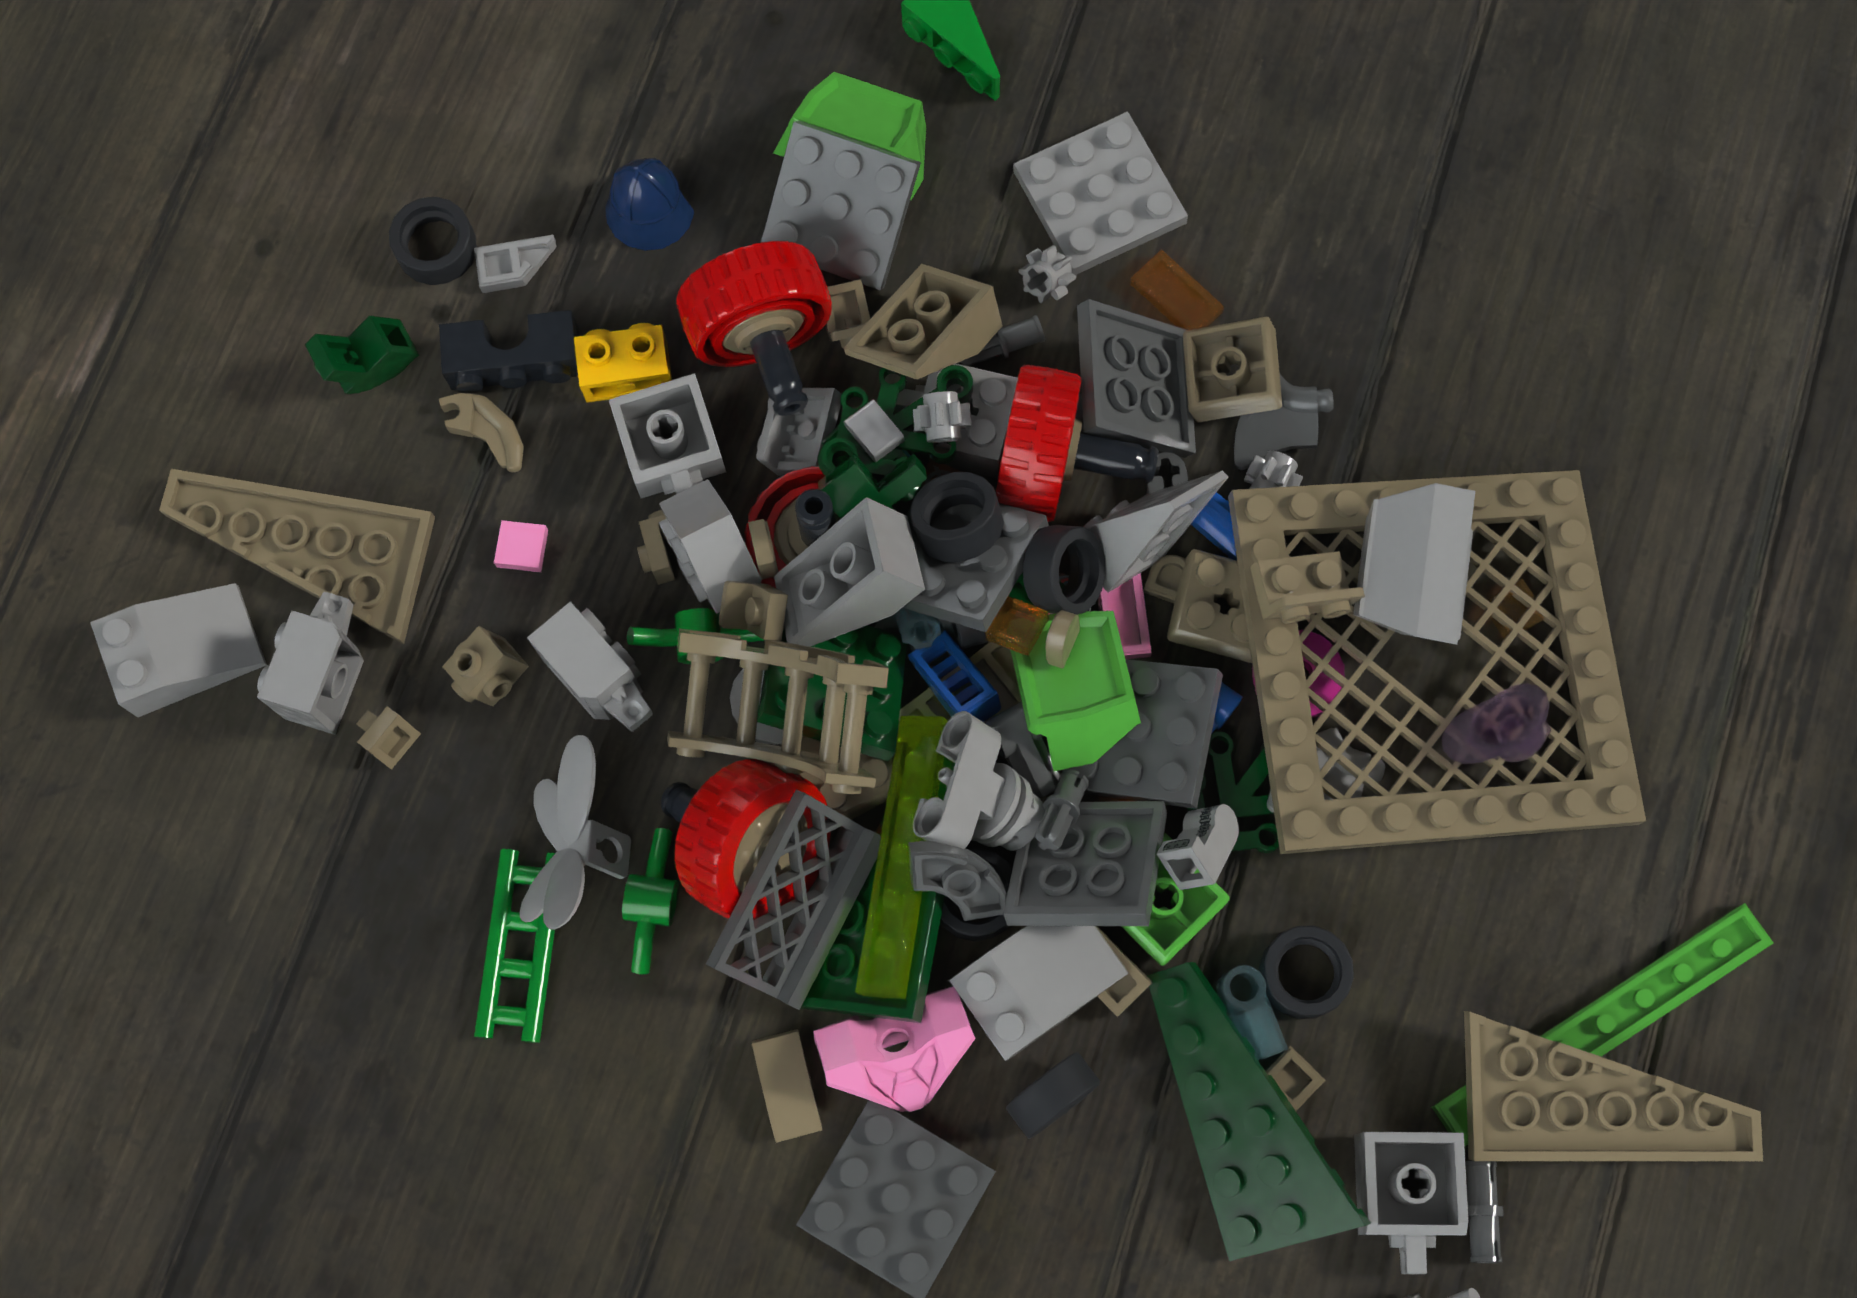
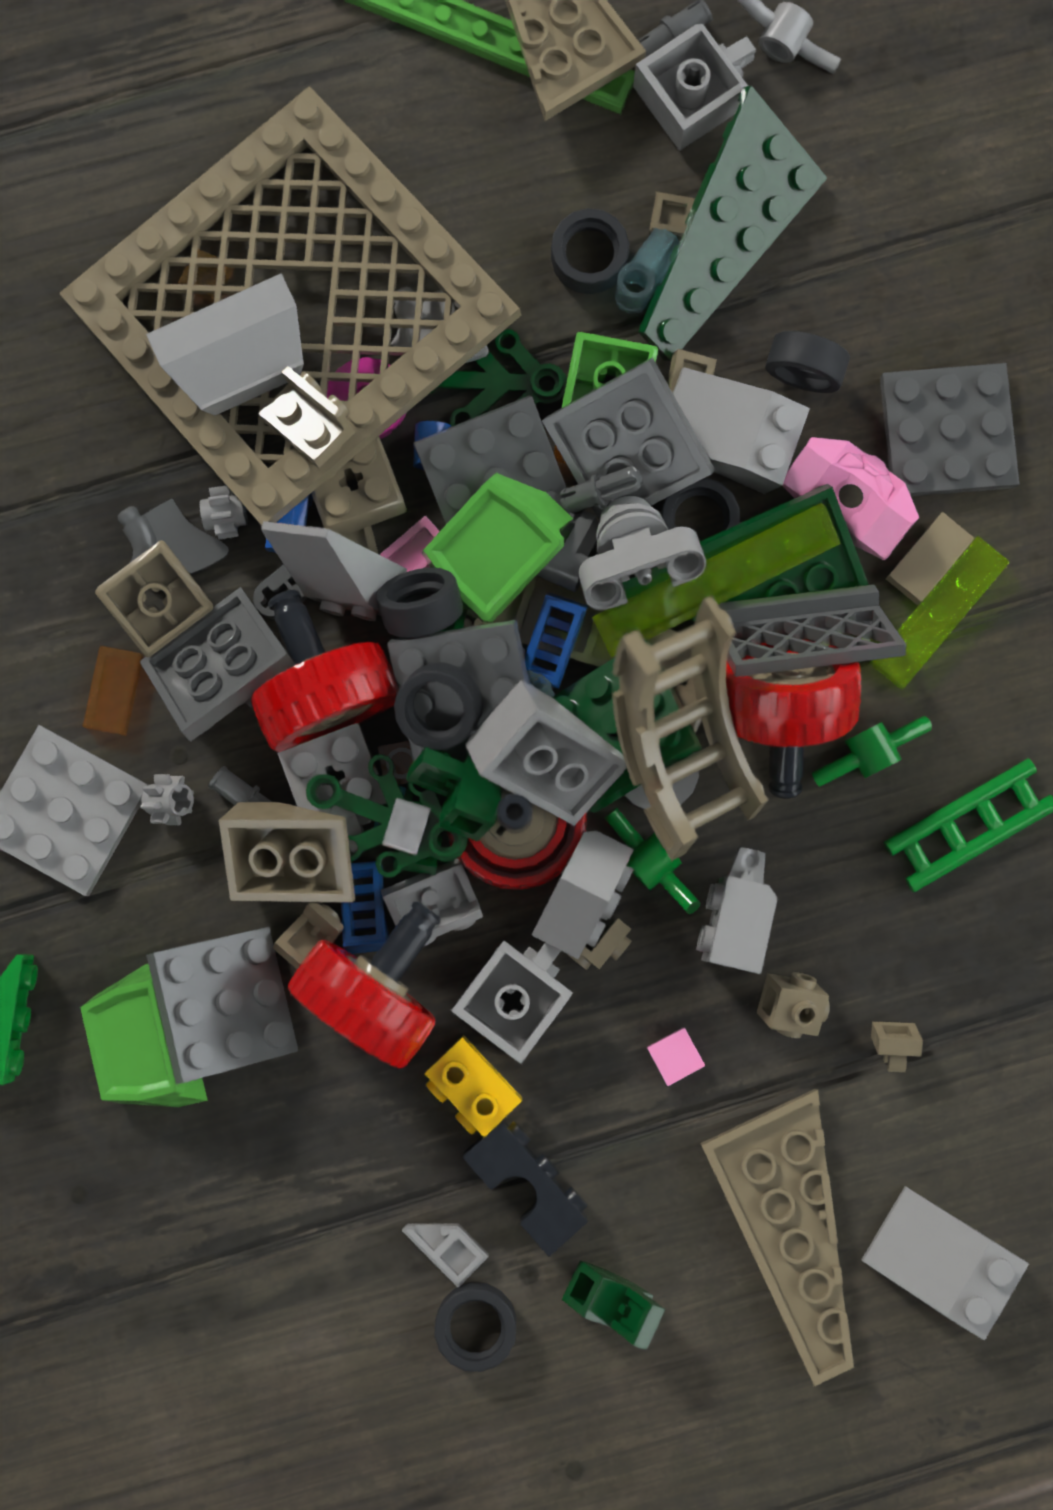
camera: 125 degrees left, 10 degrees up
(313, 666) = (890, 1136): light grey hinge -> none
(486, 422) = (595, 1161): dark tan piece -> none
(563, 816) = (856, 860): light grey piece -> none
(647, 206) = (325, 1170): dark blue helmet -> none
(731, 1062) = (943, 610): none -> clear neon green tile
(754, 609) = (611, 817): dark tan bracket -> none
(763, 548) = (562, 844): dark tan tile -> none
(836, 355) = (365, 943): none -> blue slope
(942, 417) = (362, 777): light grey gear -> none
(958, 875) = (707, 519): dark grey tile -> none
(1017, 626) = (486, 606): clear orange tile -> none
(1061, 637) = (476, 566): dark tan tile -> none
(1202, 845) = (559, 369): light grey leg -> none
(1503, 727) = (319, 216): clear purple piece -> none

